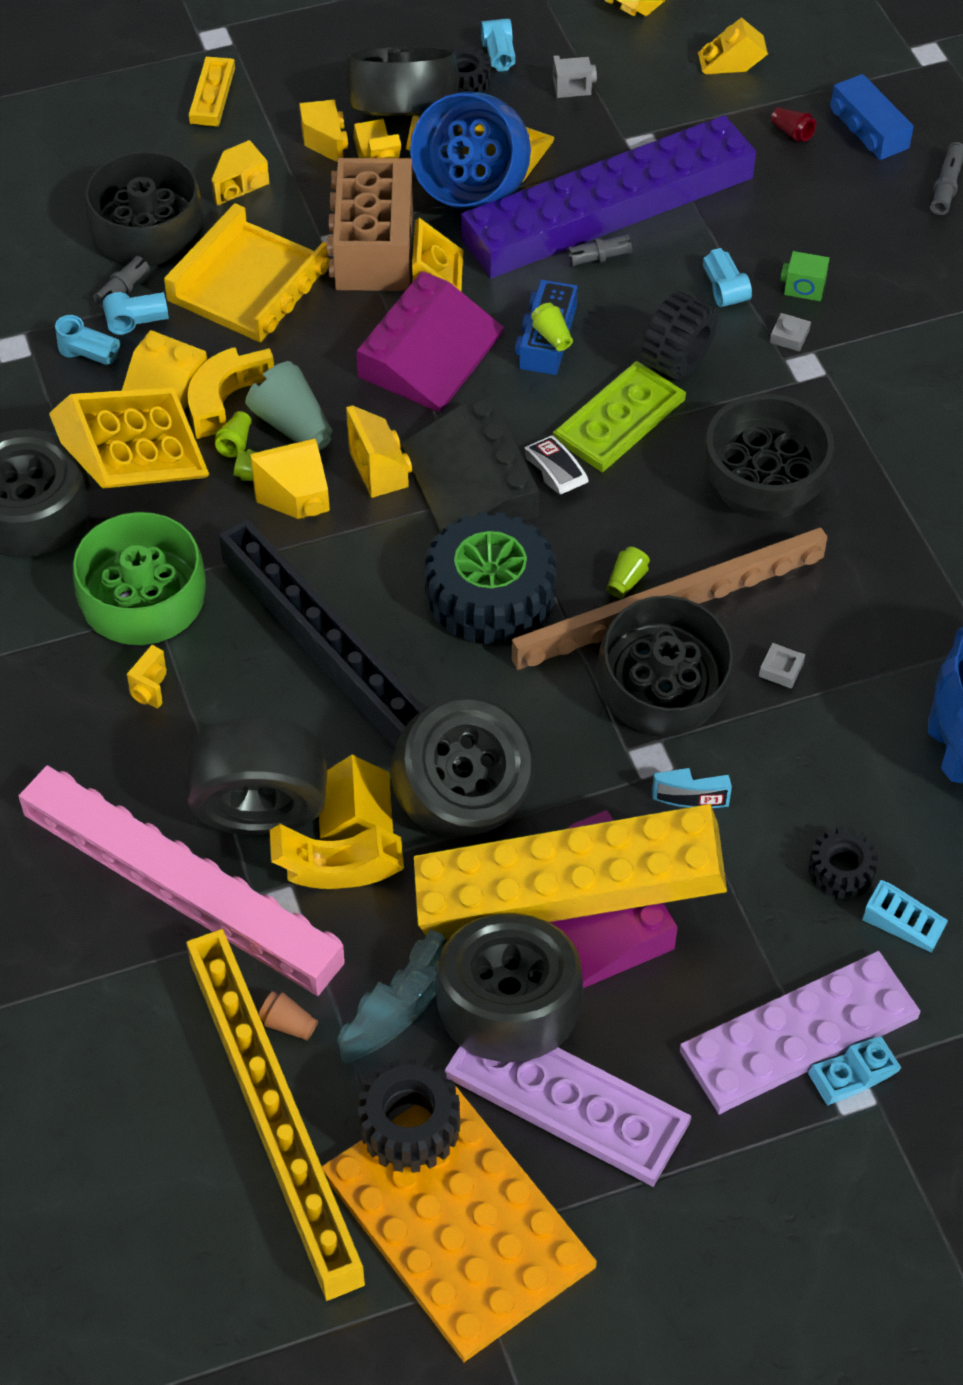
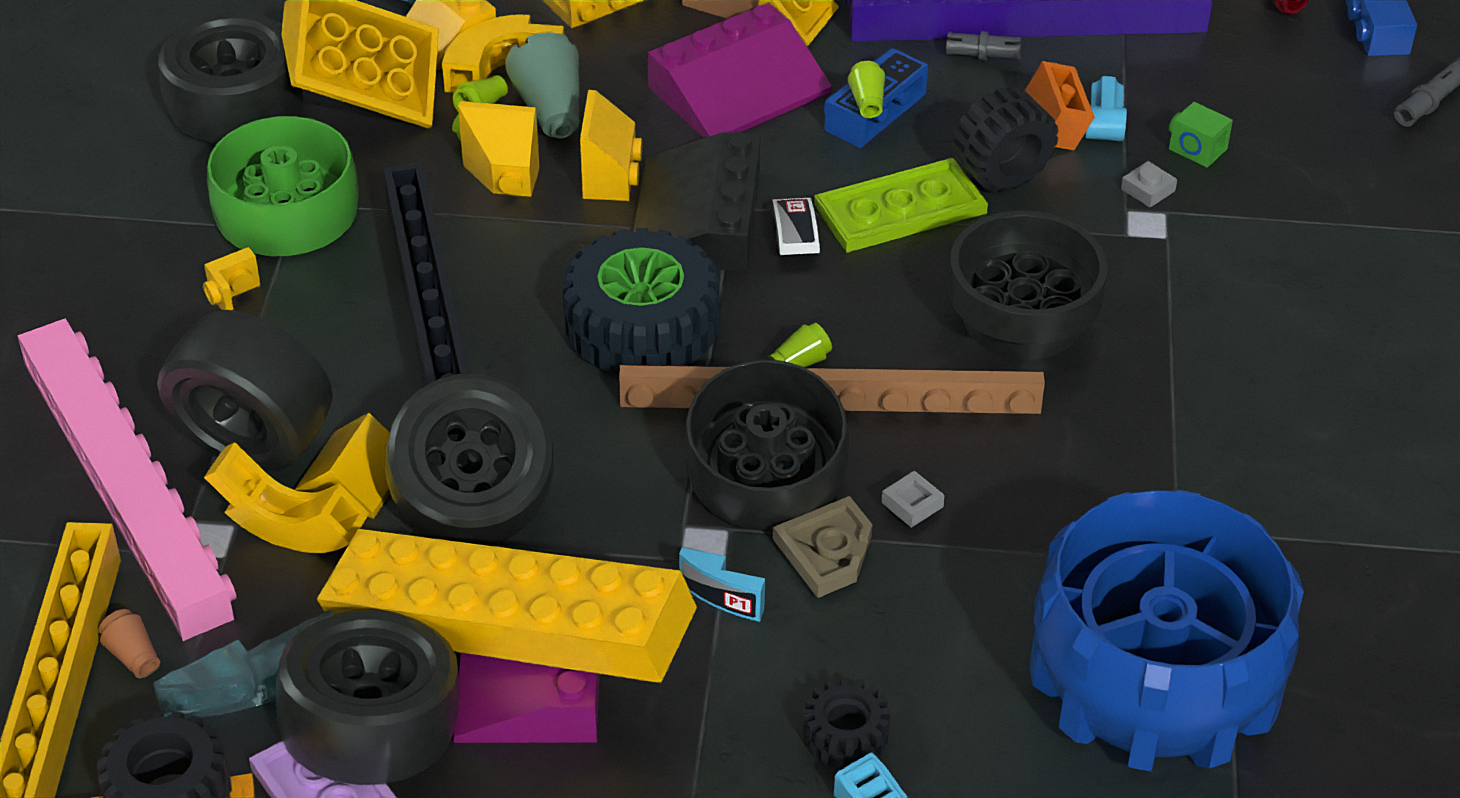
camera: 25 degrees right, 10 degrees down
(689, 274) = (1062, 97): none -> orange brick
(744, 727) = (826, 545): none -> dark tan plate

